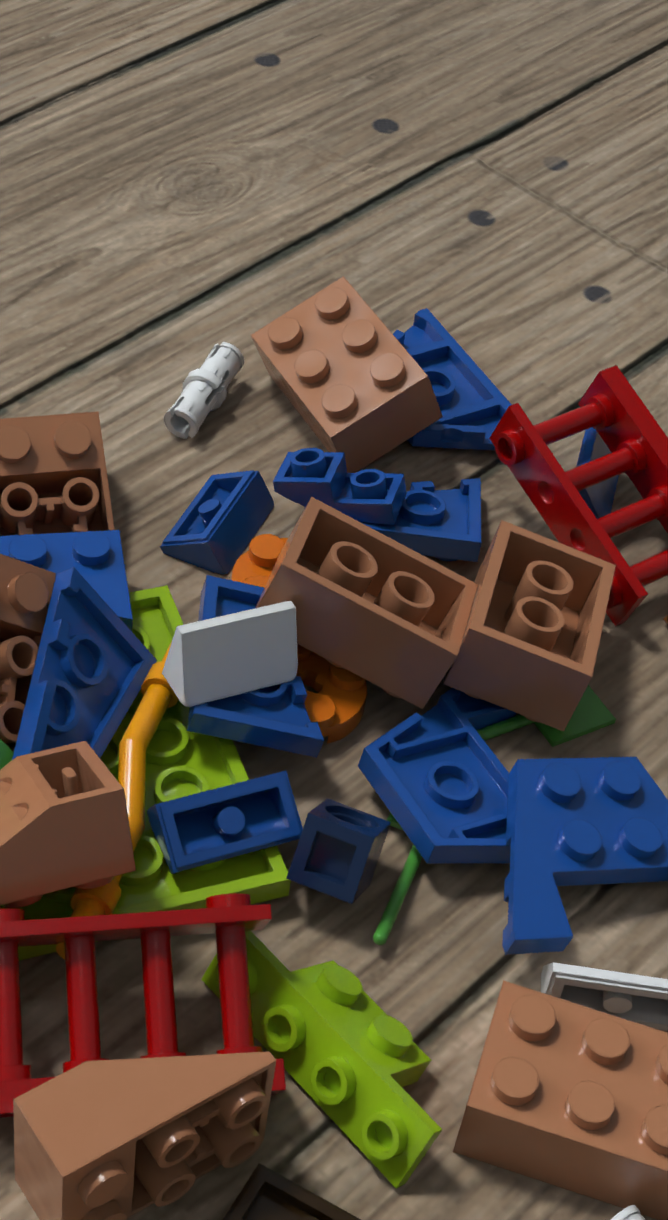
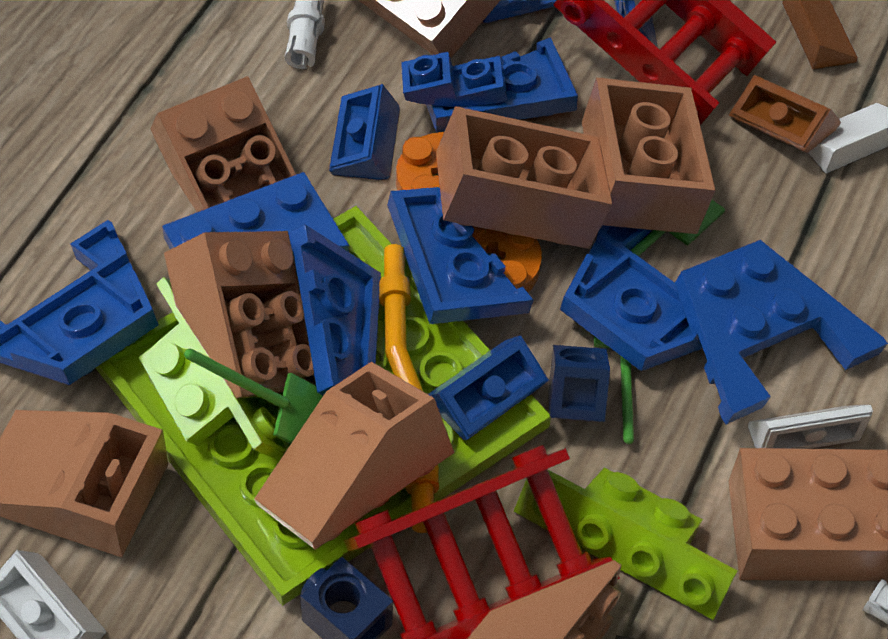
camera: 15 degrees left, 10 degrees up
(233, 654) = (446, 255): white slope -> none

